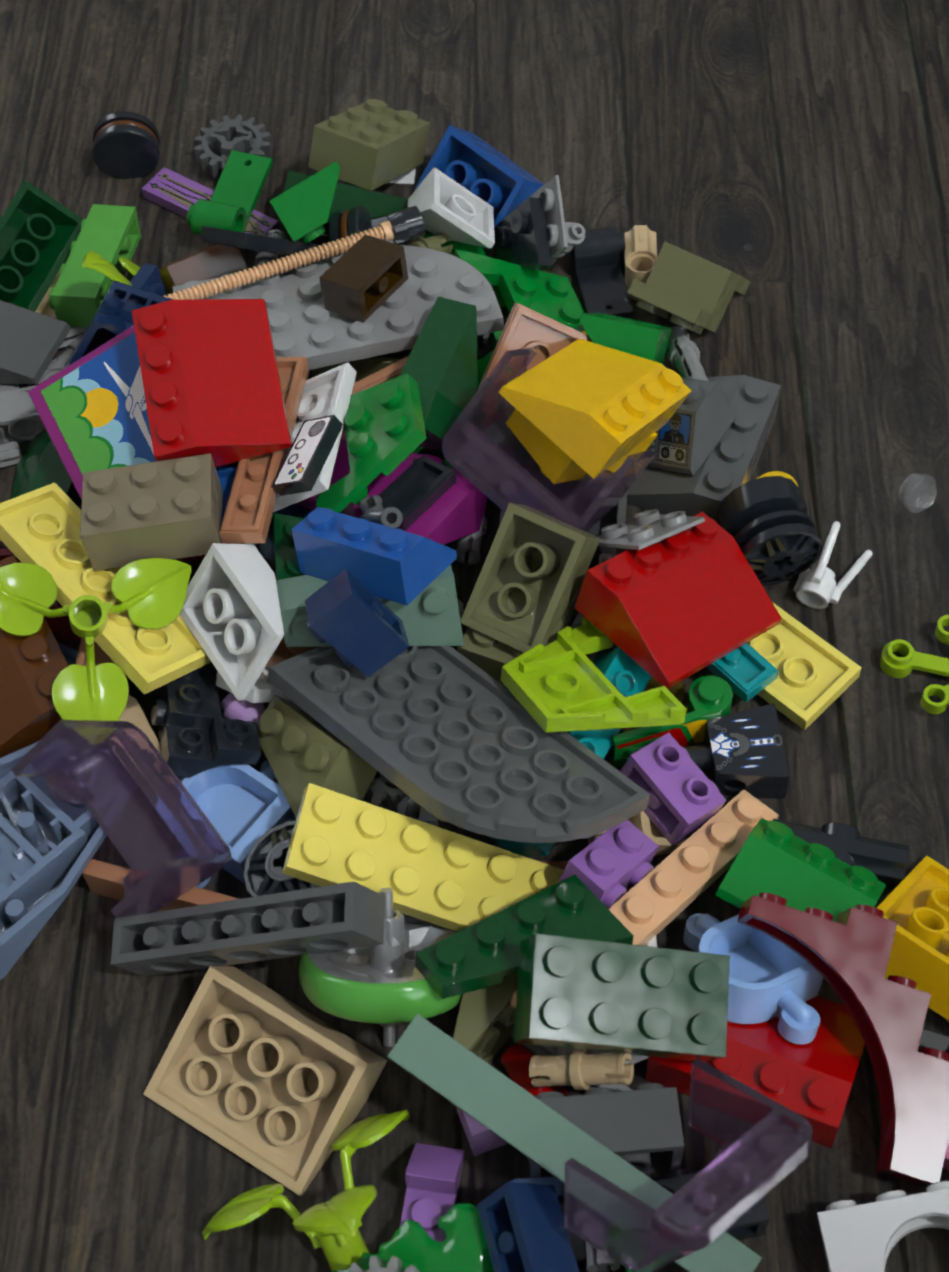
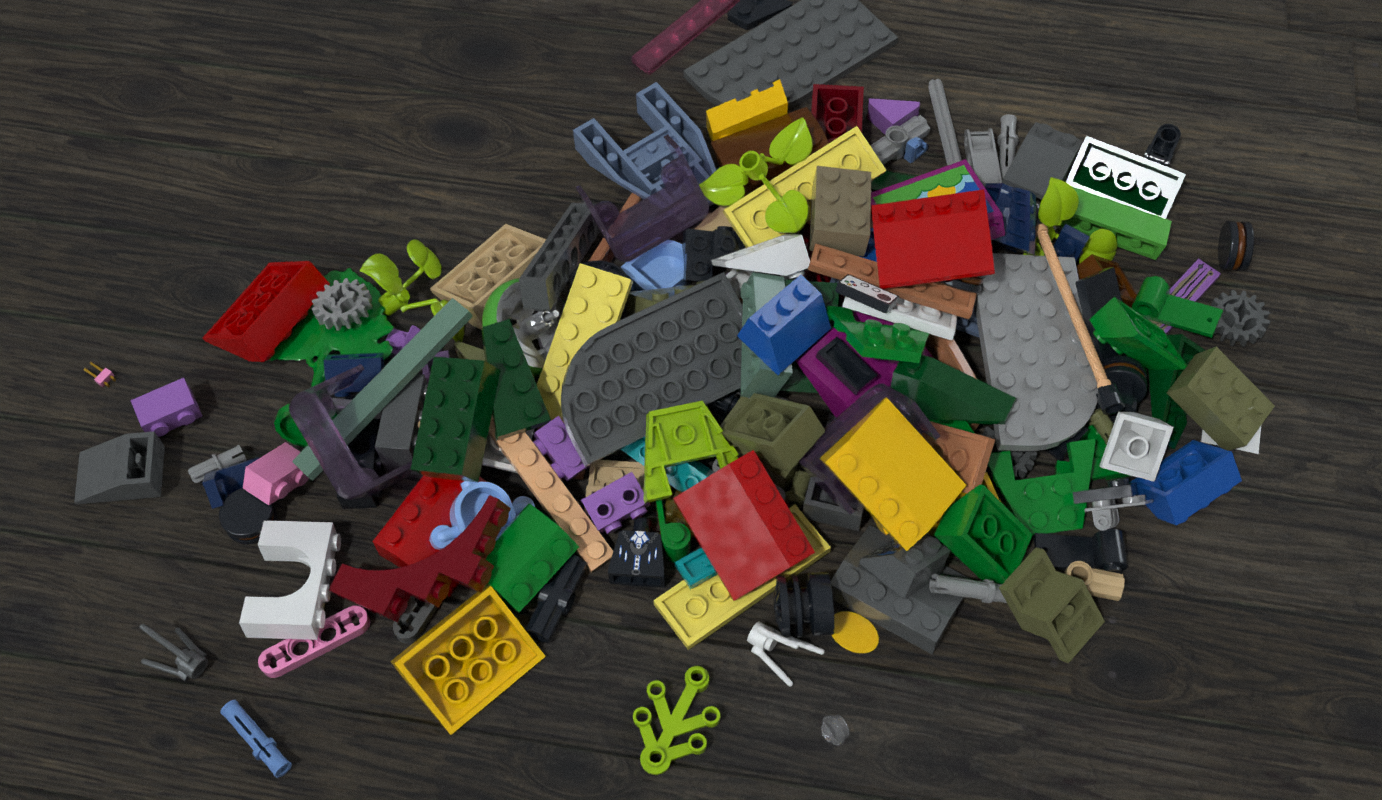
camera: 100 degrees right, 5 degrees up
(355, 624) = (734, 307): dark blue brick -> none
(364, 278) = (1043, 356): dark brown brick -> none
(374, 512) = (820, 338): dark grey arm -> none
(644, 531) = (797, 506): light grey hinge -> none

